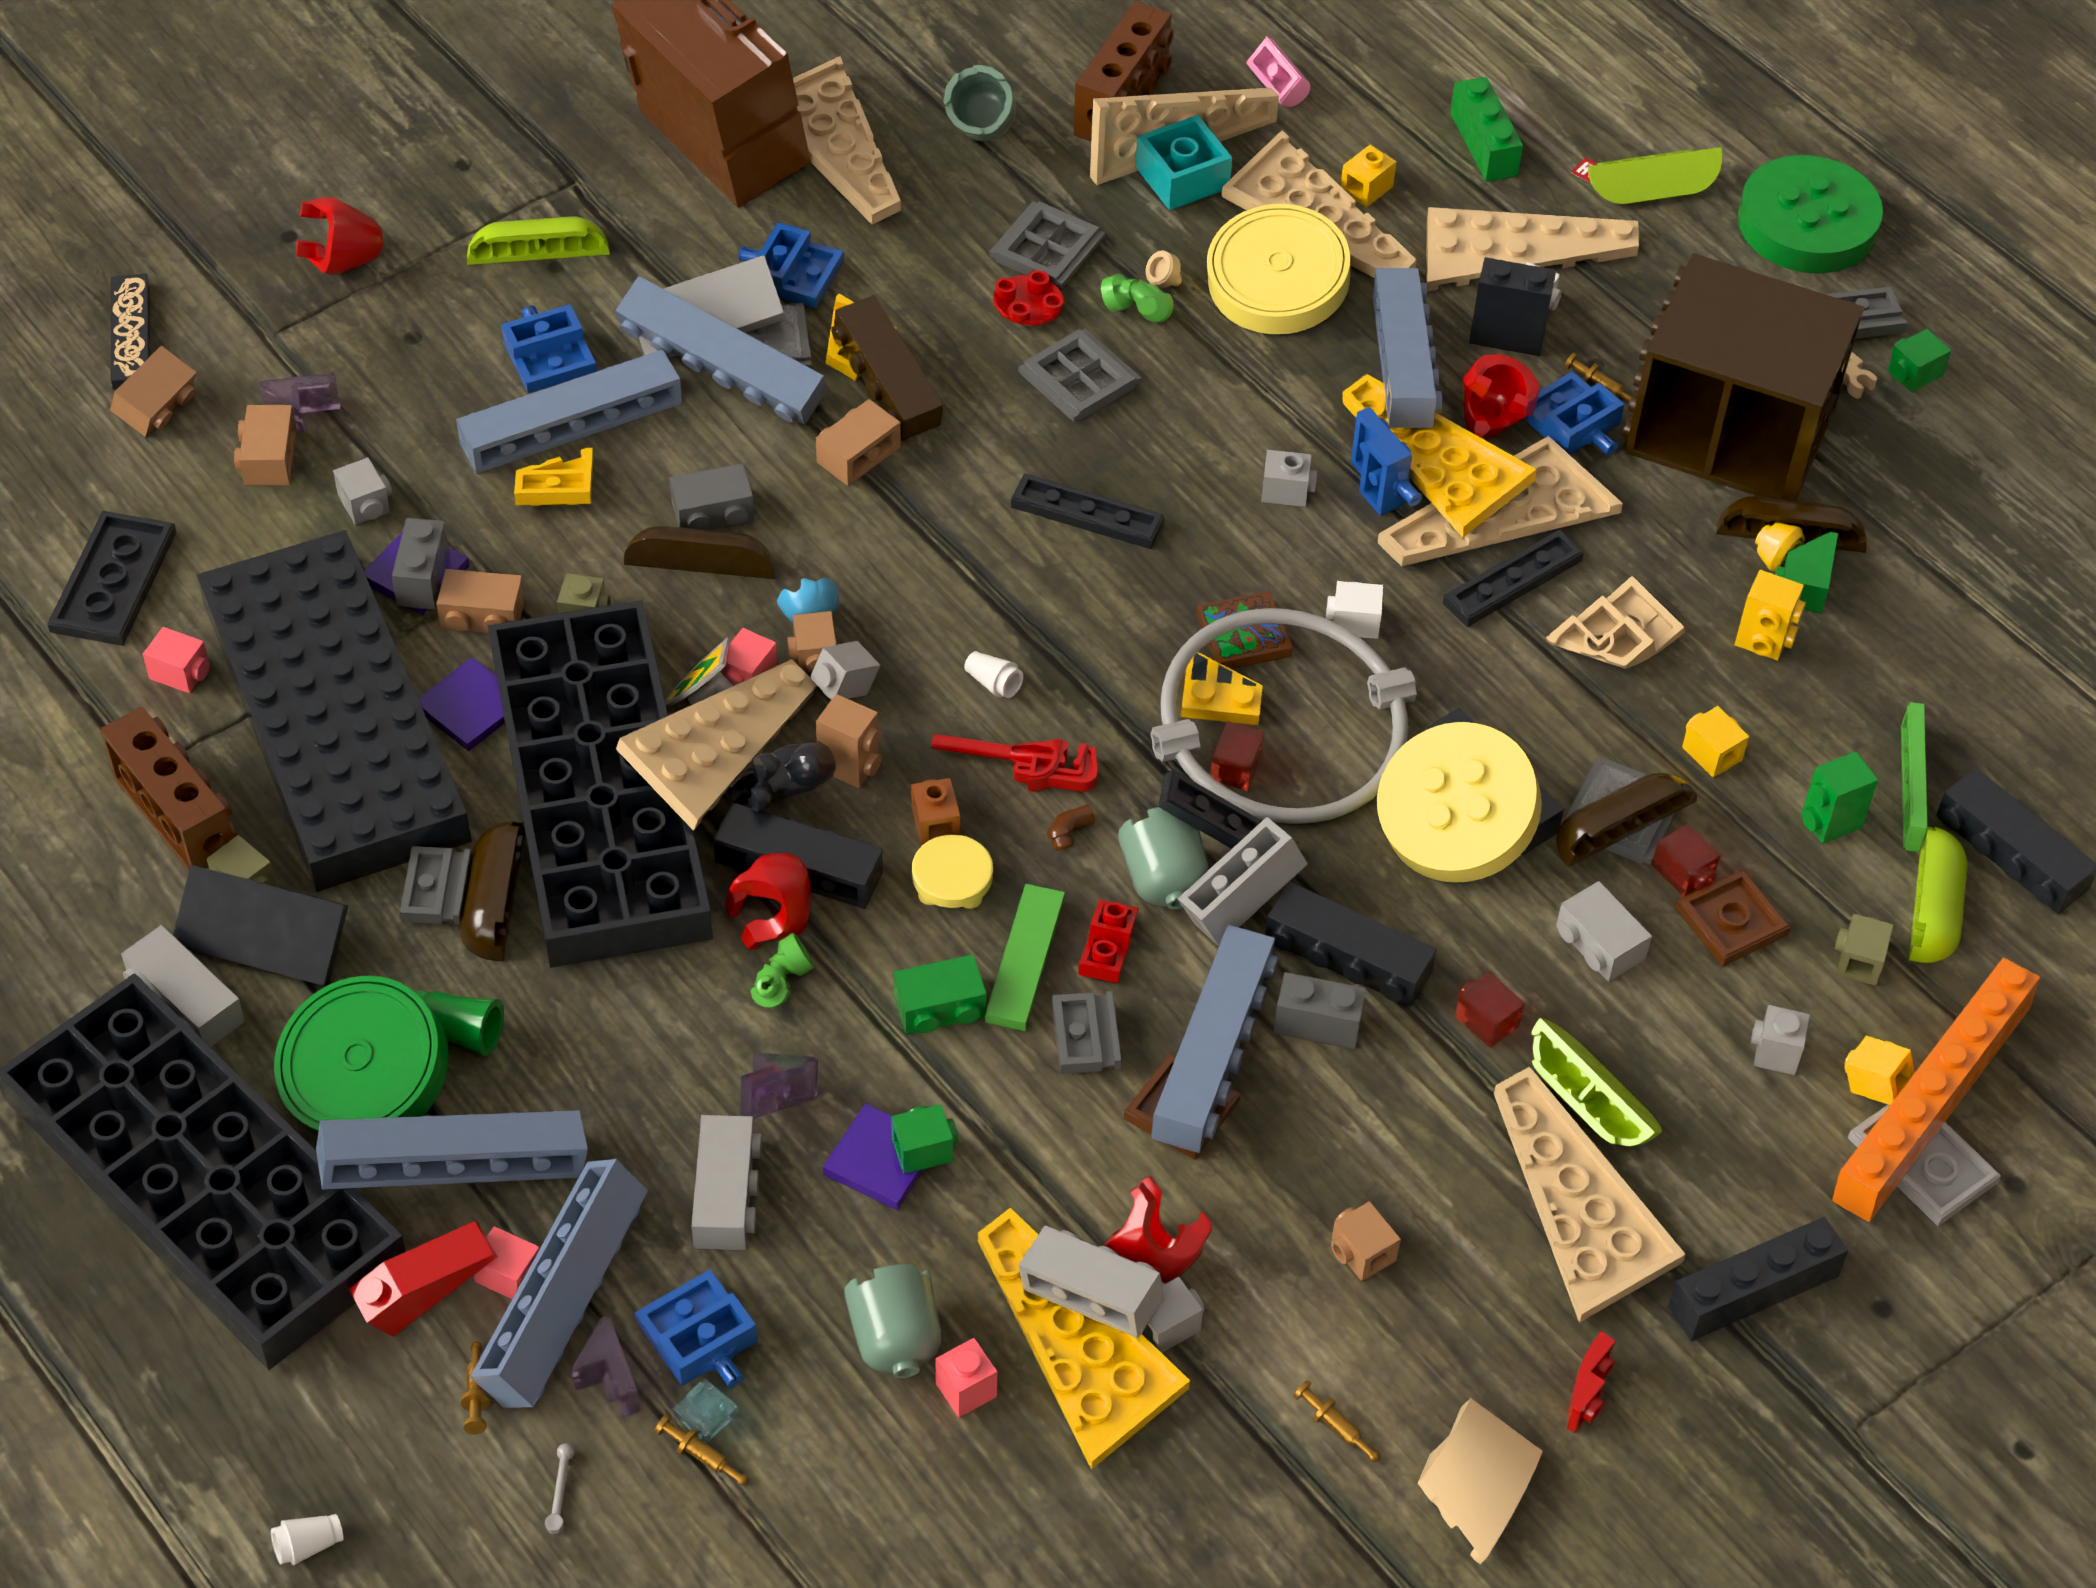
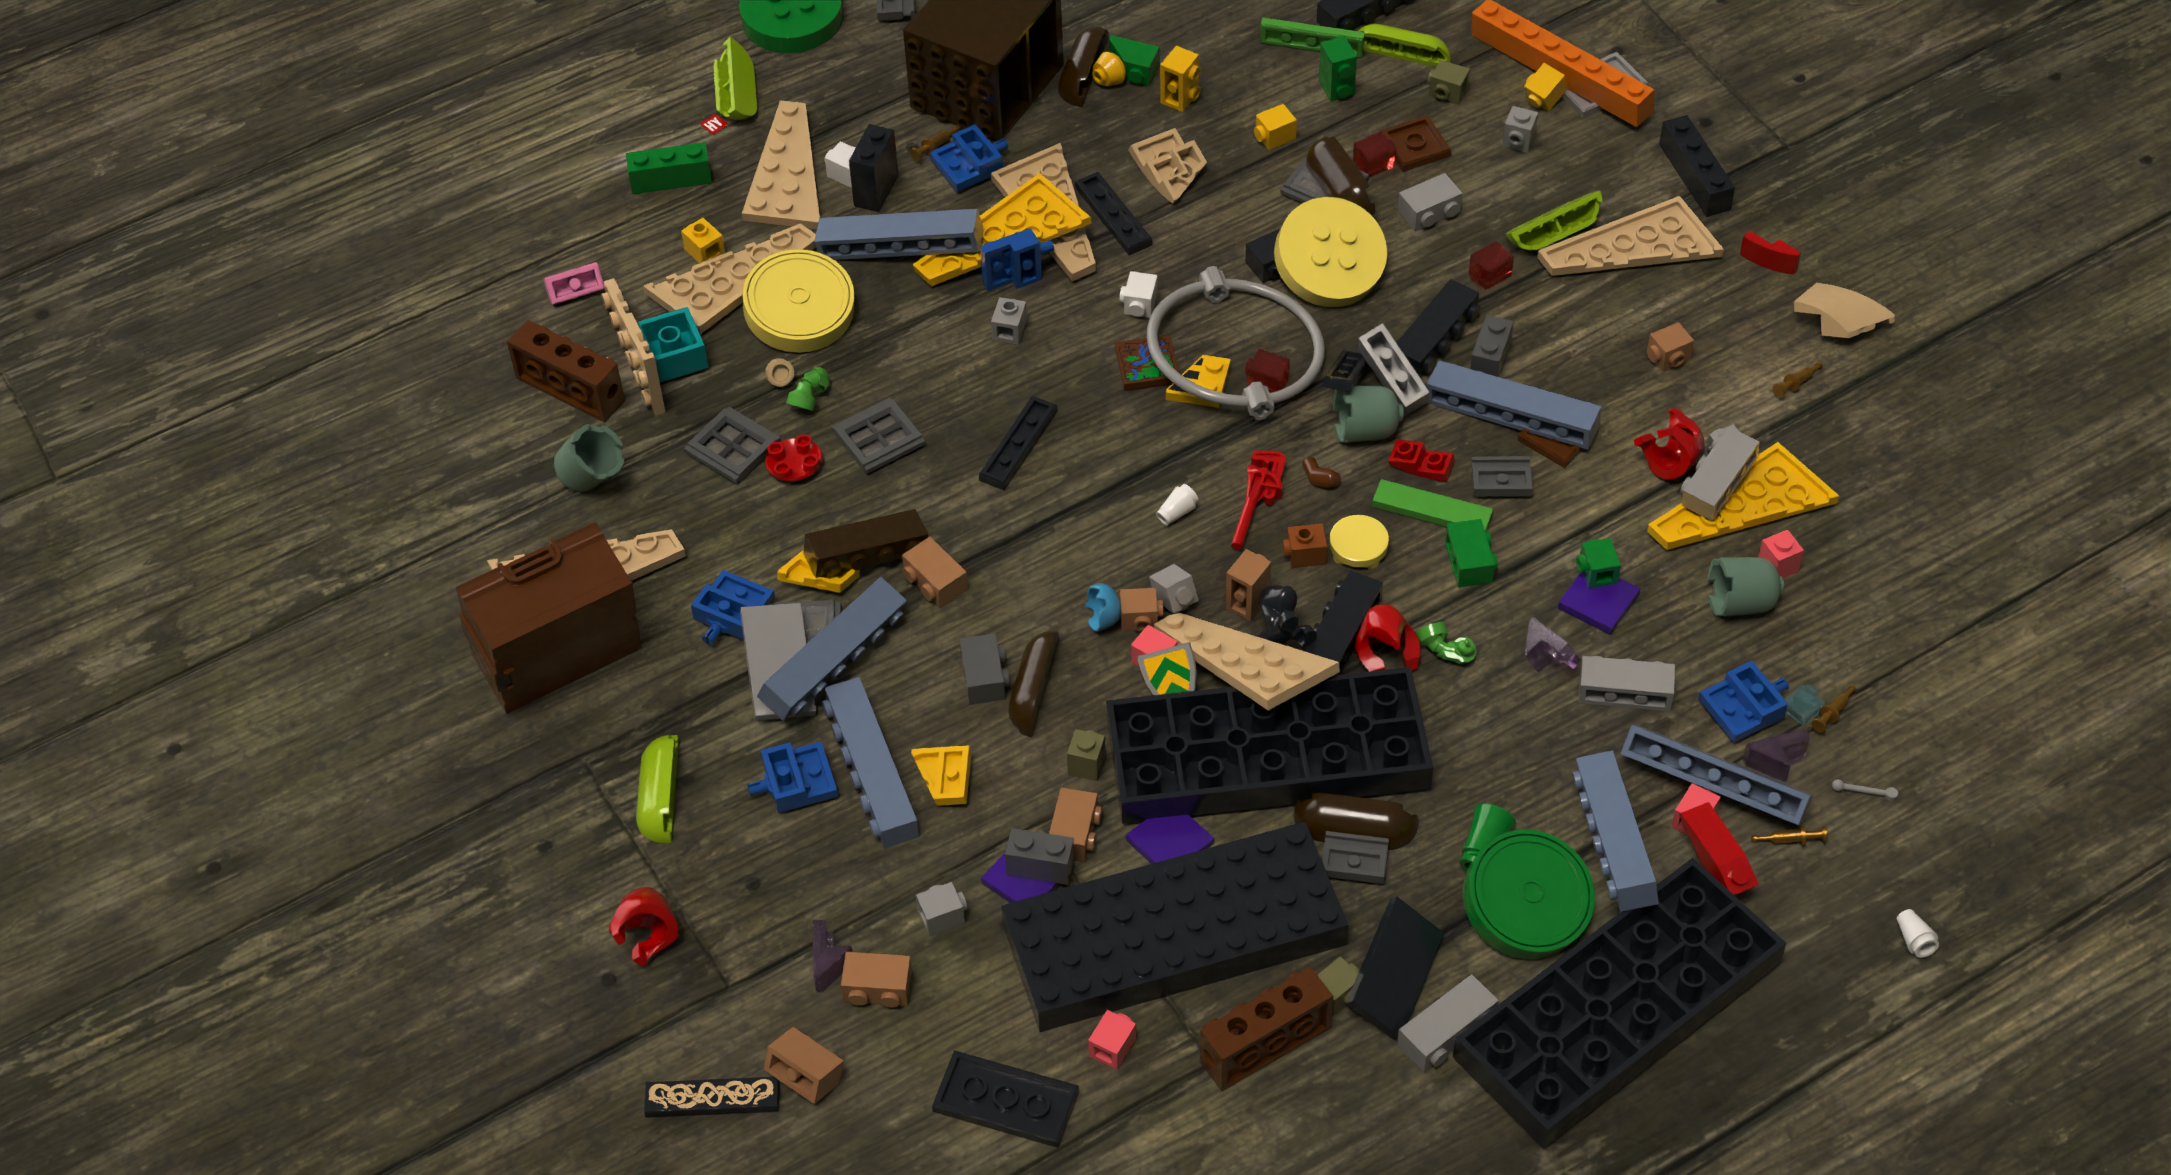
camera: 80 degrees left, 0 degrees up
(1498, 394) = (956, 183): red piece -> none

